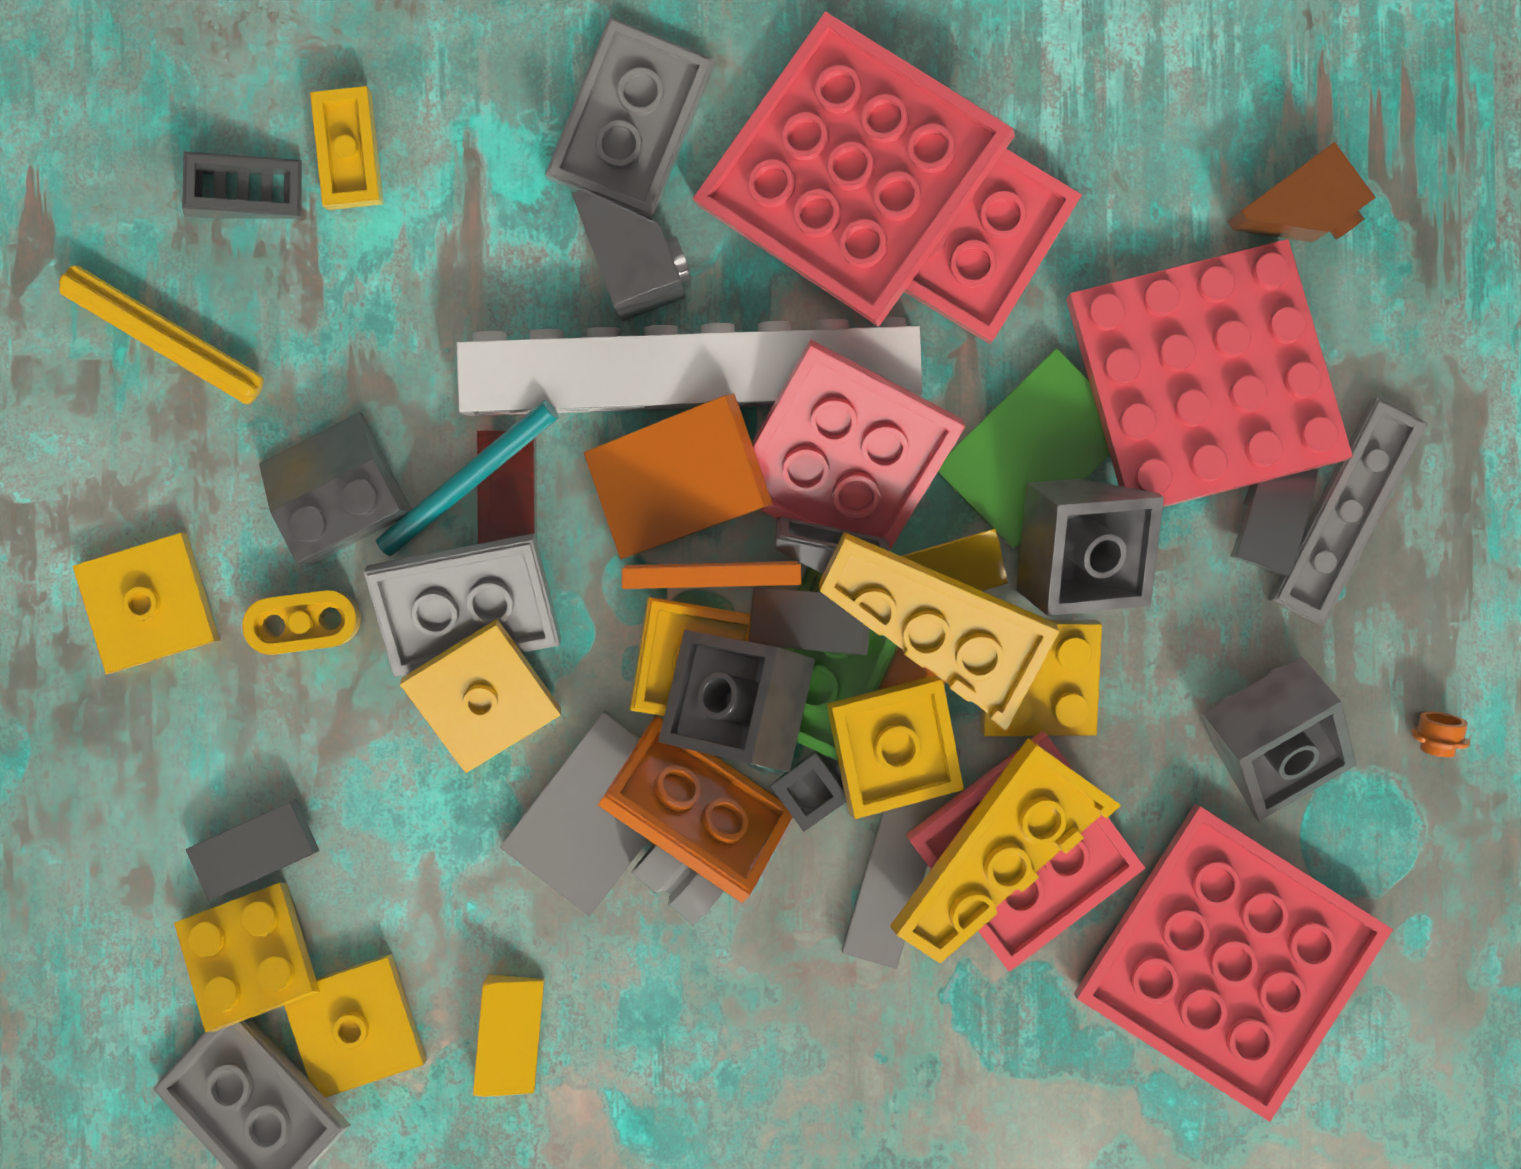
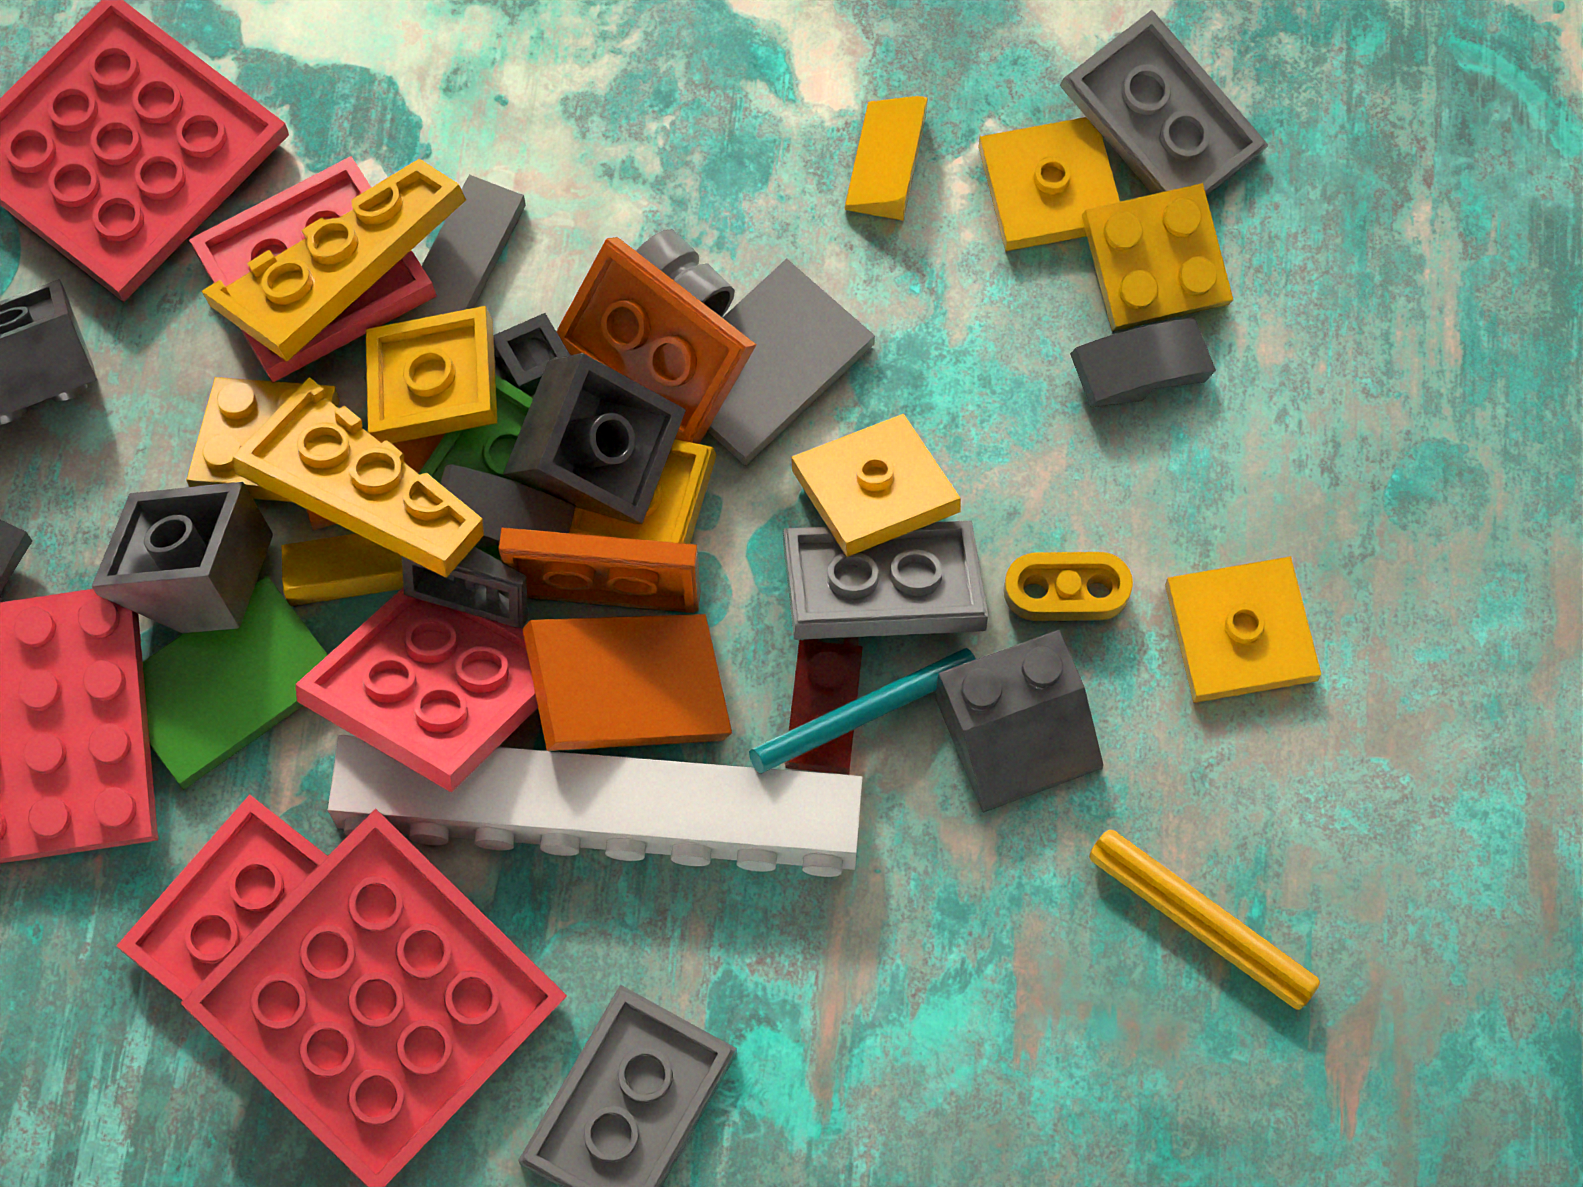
camera: 175 degrees left, 20 degrees down
(198, 163) = (1127, 1056): dark grey slope -> none
(346, 148) = (966, 1105): yellow plate -> none
(633, 256) = (640, 920): flat silver slope -> none

